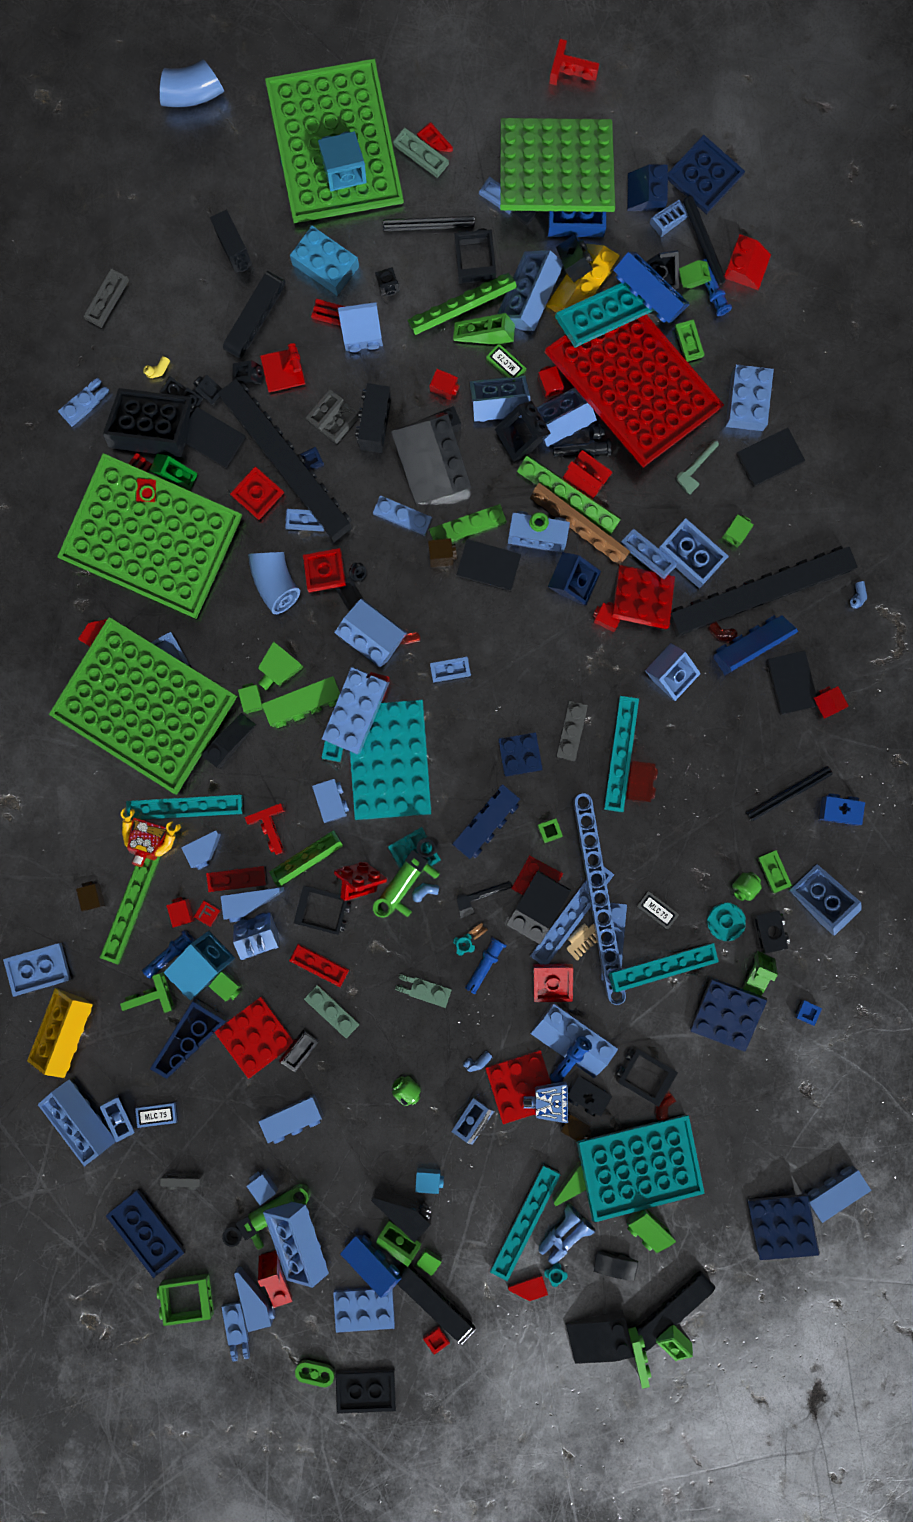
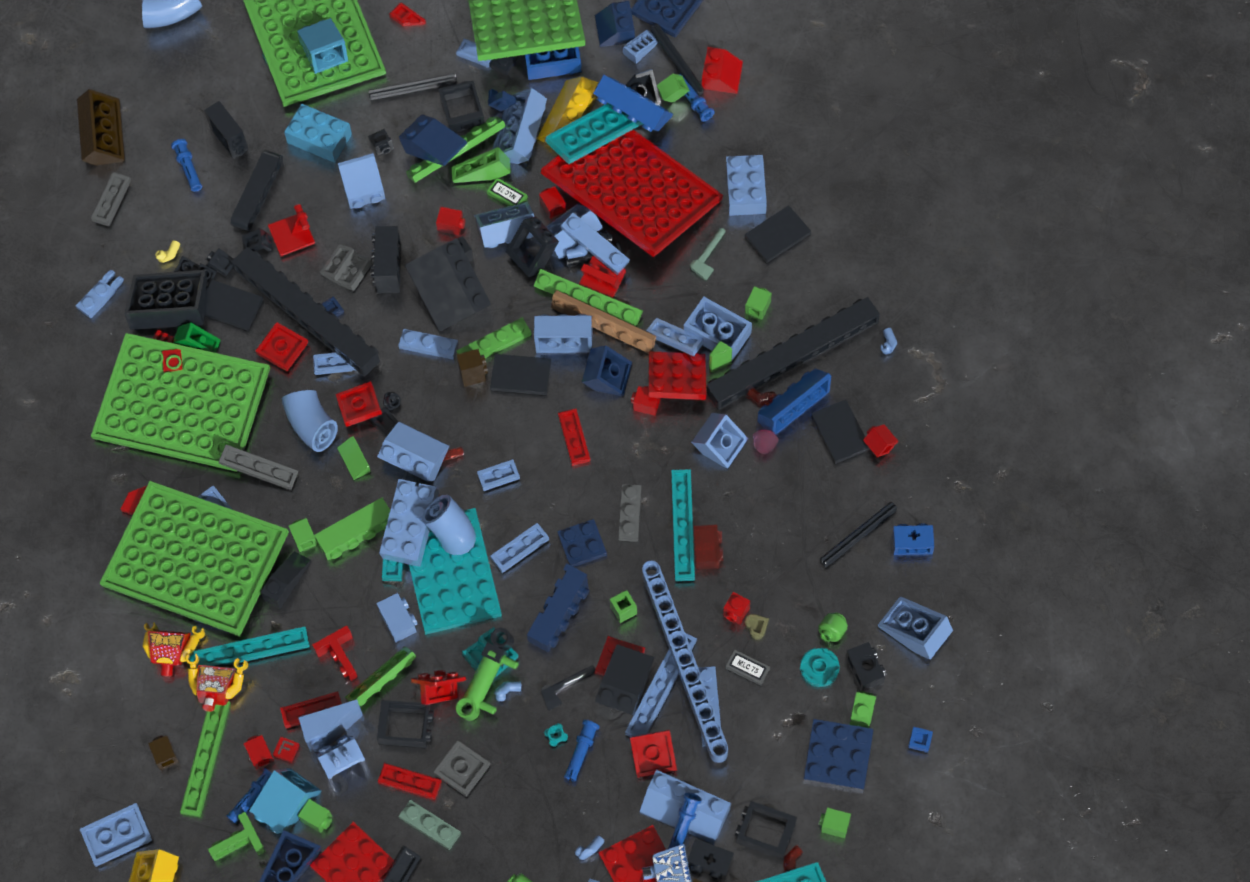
camera: 10 degrees left, 20 degrees down
(104, 215) = (100, 128): none -> dark brown slope
(108, 793) = (169, 647): none -> torso
(185, 263) = (184, 158): none -> blue pin
(201, 850) = (272, 686): medium blue slope -> none
(216, 621) = (258, 467): none -> dark grey plate
(278, 667) = (326, 500): bright green torso -> none
(311, 626) = (353, 458): none -> bright green slope
(316, 309) = (327, 173): red tile -> none
(370, 962) = (462, 768): none -> dark grey plate
(393, 722) = (450, 525): none -> medium blue brick
(421, 152) = (396, 28): sand green plate -> none
(425, 990) = (523, 787): sand green hinge -> none
(438, 292) = (431, 140): none -> dark blue slope
(459, 749) = (519, 547): none -> medium blue plate
(478, 930) = (567, 717): medium nougat bush -> none
(515, 256) = (500, 100): none -> dark blue bracket
(530, 641) = (574, 437): none -> red tile
(538, 516) = (560, 314): bright green plate -> none
(570, 443) = (579, 251): none -> medium blue arm
(575, 257) = (556, 91): black brick -> none
(579, 937) = (672, 708): tan piece -> none
(586, 439) = (595, 243): none -> medium blue plate
(657, 851) = (736, 608): none -> red brick
(663, 967) = (761, 714): teal plate -> none
(673, 868) = (756, 625): none -> olive tile
(689, 340) = (679, 145): bright green plate -> none
(691, 585) = (720, 357): none -> bright green slope
(712, 1080) = (835, 822): none -> bright green brick
(717, 681) = (765, 441): none -> clear pink cone
(774, 871) = (858, 609): bright green plate -> none

